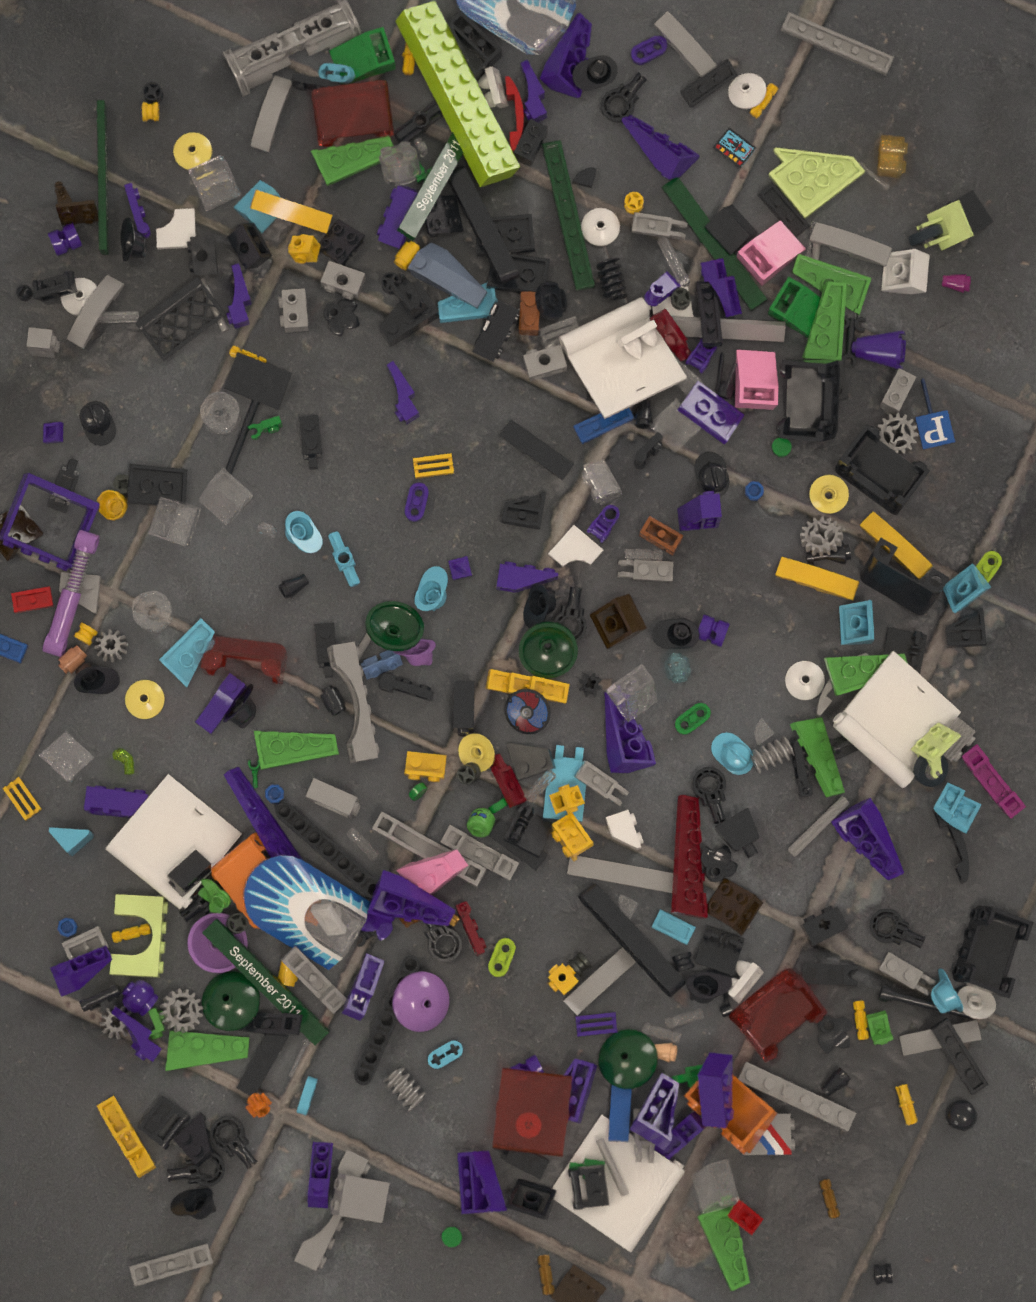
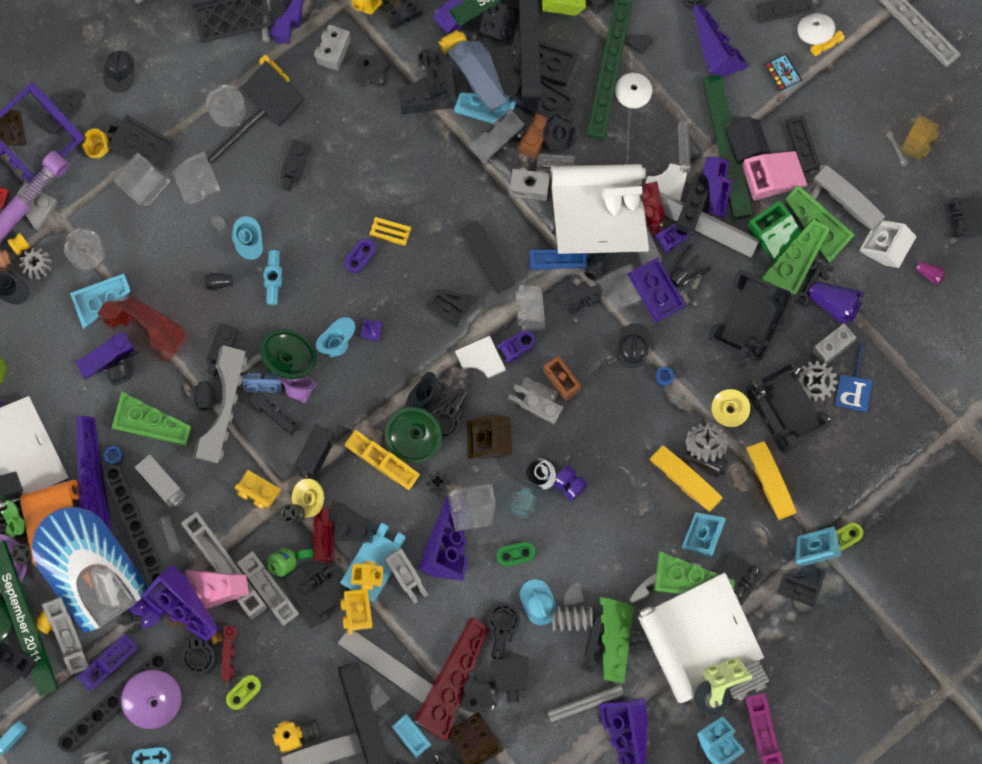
camera: 25 degrees right, 5 degrees down
(53, 432) = (76, 62): dark purple tile -> none
(146, 709) = (47, 330): light yellow dish -> none
(254, 773) = (107, 427): green hand -> none
(270, 425) = (263, 135): green plate -> none
(335, 272) = (383, 30): light grey brick -> none
(405, 409) = (388, 170): dark purple slope -> none
(418, 791) = (240, 509): green tile -> none
(516, 579) = (417, 361): dark purple slope -> none
(527, 711) = (370, 481): shield -> none
(540, 785) = (350, 553): clear axle -> none
(610, 280) = (620, 136): black piece -> none
(623, 830) = (406, 625): white slope -> none
(632, 199) = (672, 77): yellow wheel -> none
(657, 226) = (684, 110): light grey hinge -> none
(661, 289) = (661, 164): piece -> none
(682, 295) = (675, 176): pearl dark grey wheel -> none
(700, 512) = (606, 373): dark purple wedge -> none
(756, 380) = (710, 279): bright pink slope -> none
(781, 447) = (706, 348): green tile -> none
(803, 690) = (632, 575): white dish -> none
(813, 177) = (841, 127): yellowish green wing -> none
(899, 586) = (757, 518): black windscreen -> none
(946, 224) = (940, 218): yellowish green plate -> none

